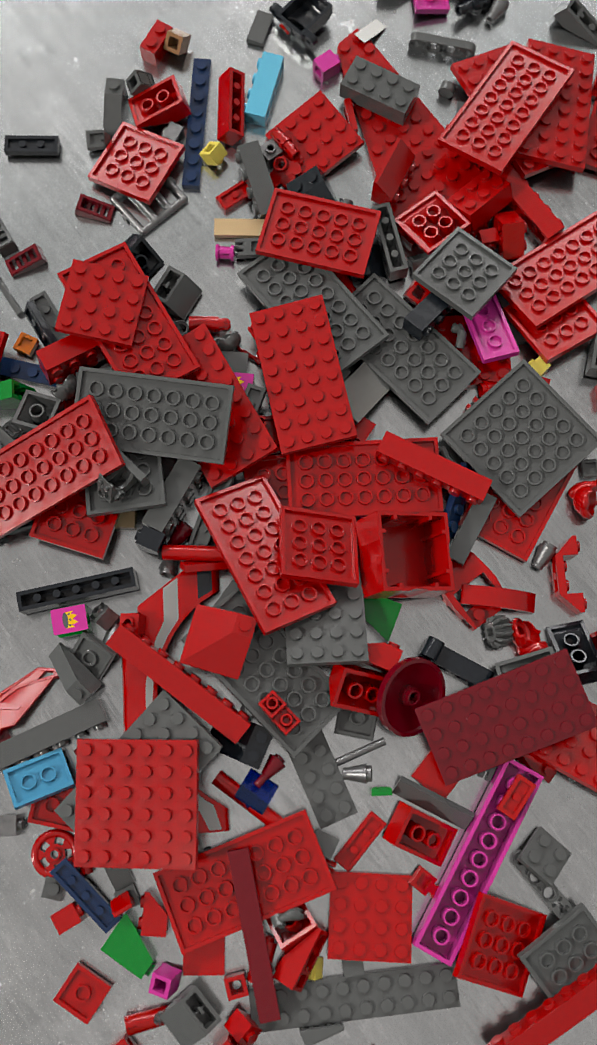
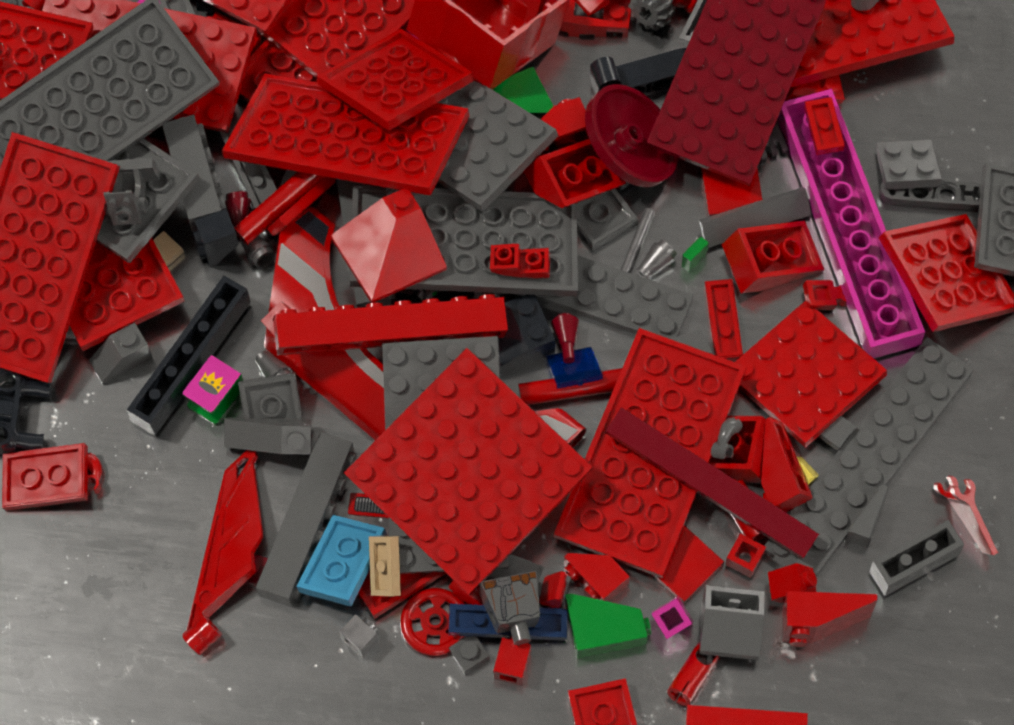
camera: 40 degrees left, 10 degrees down
(50, 555) = (120, 353): none -> dark grey slope
(51, 806) = (384, 565): none -> tan plate
(92, 894) = (512, 604): none -> dark grey torso
(104, 616) = (243, 354): flat silver plate -> none

